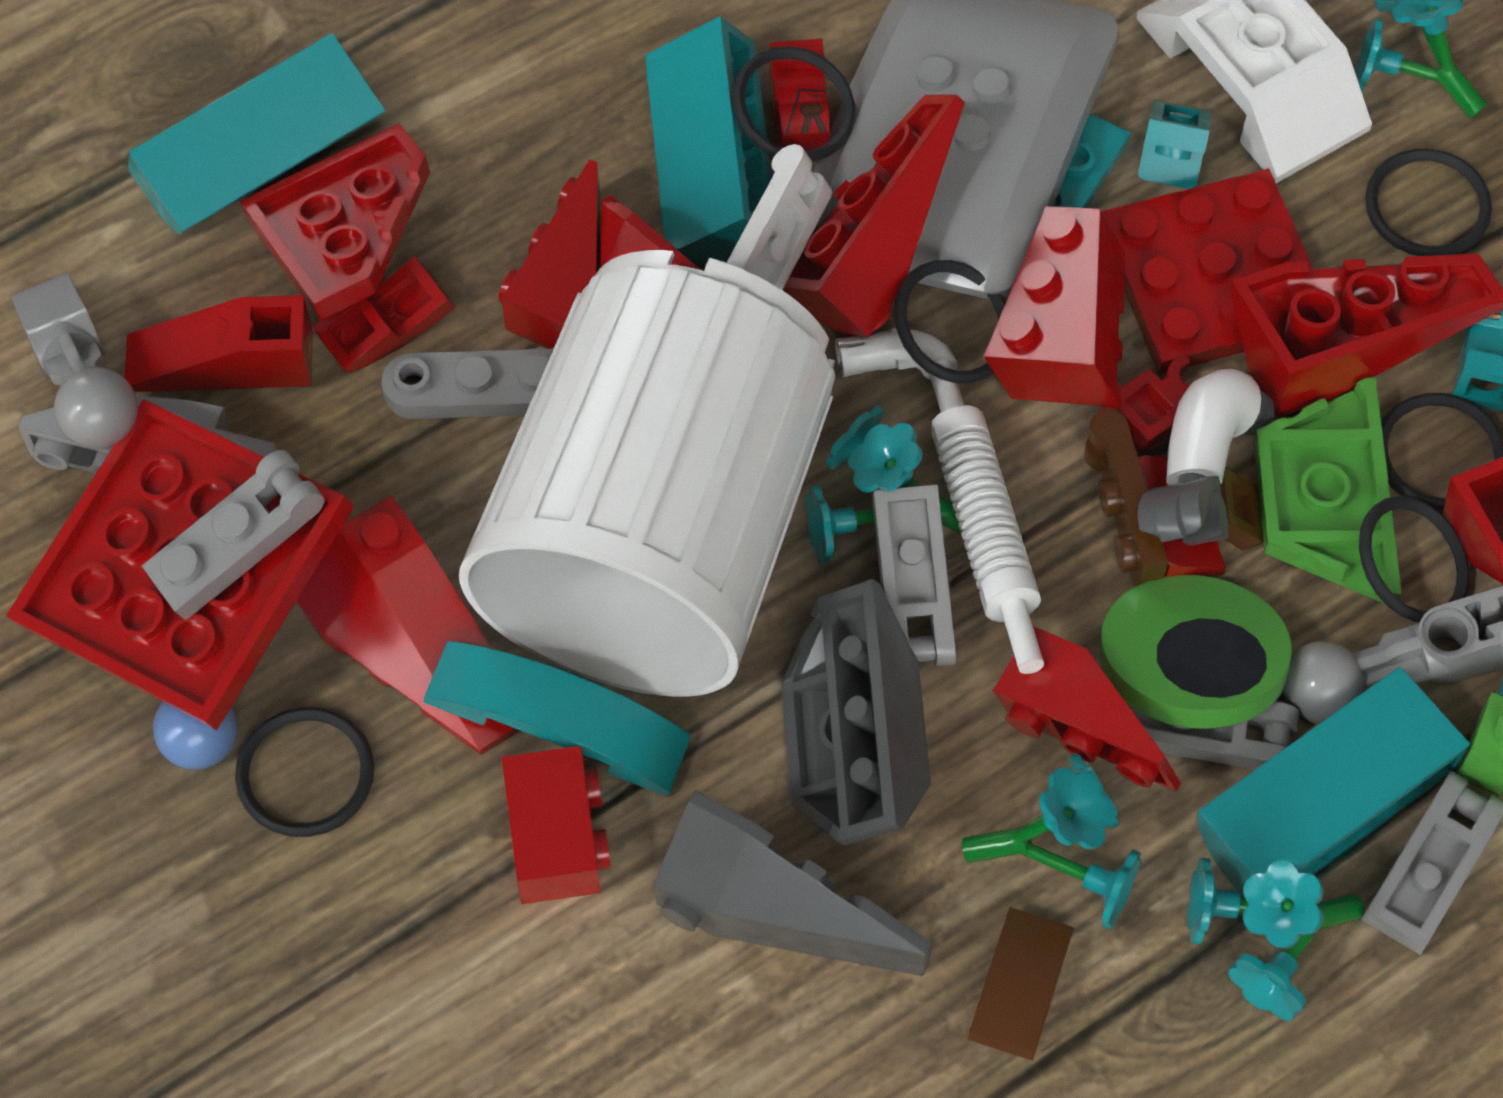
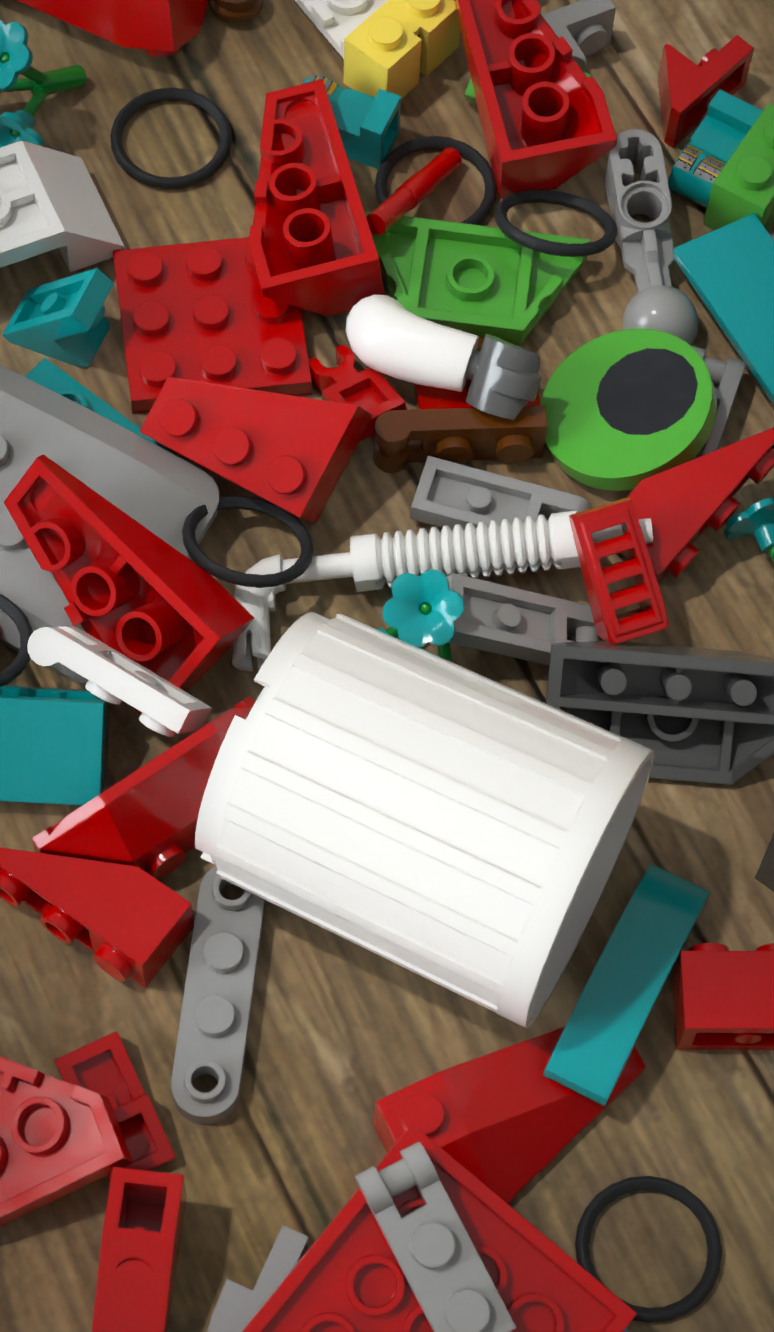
camera: 85 degrees left, 0 degrees up
(937, 659) = (646, 591): none -> red slope
(1058, 542) = (463, 495): none -> light grey plate
(1413, 418) = (413, 191): none -> red piece

